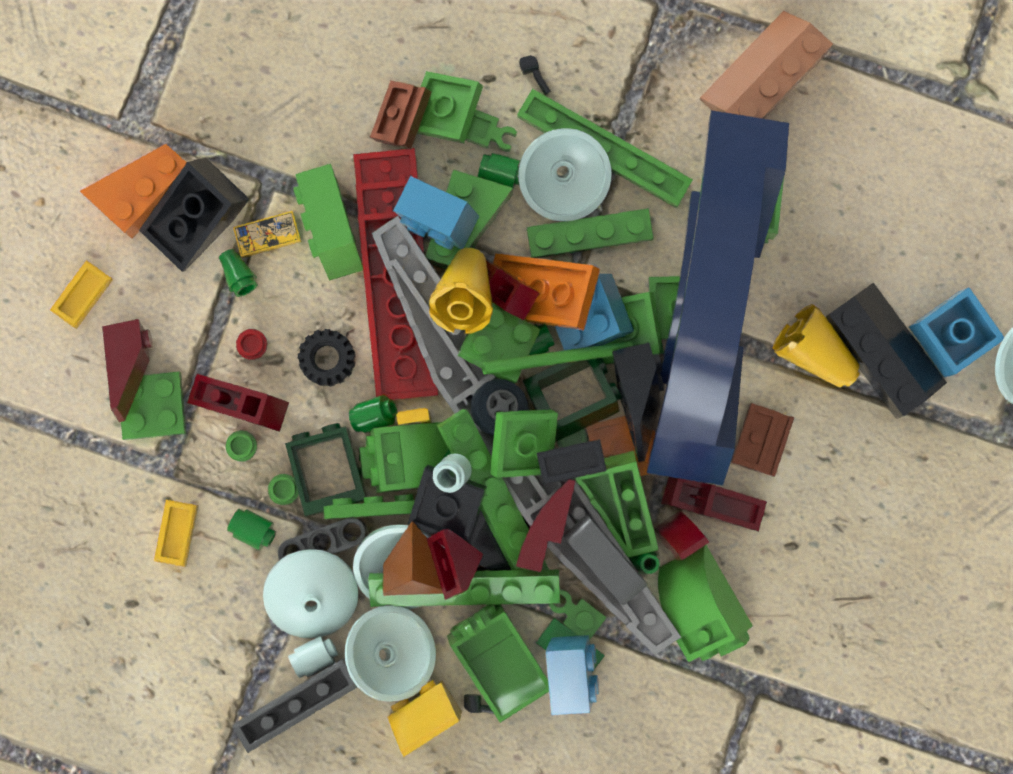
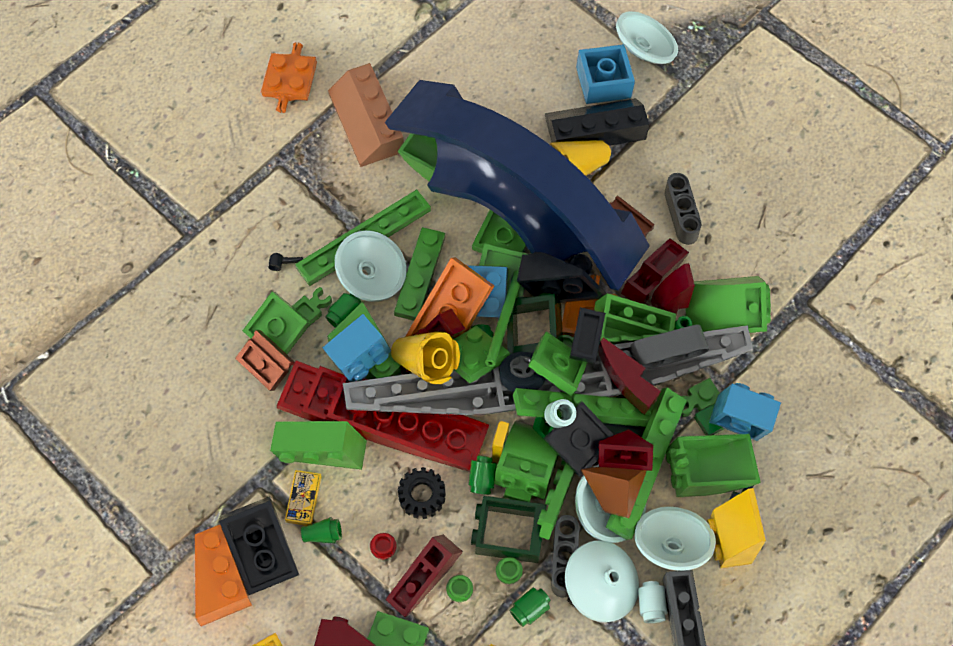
camera: 70 degrees left, 20 degrees down
(827, 495) = (682, 218): none -> dark grey beam

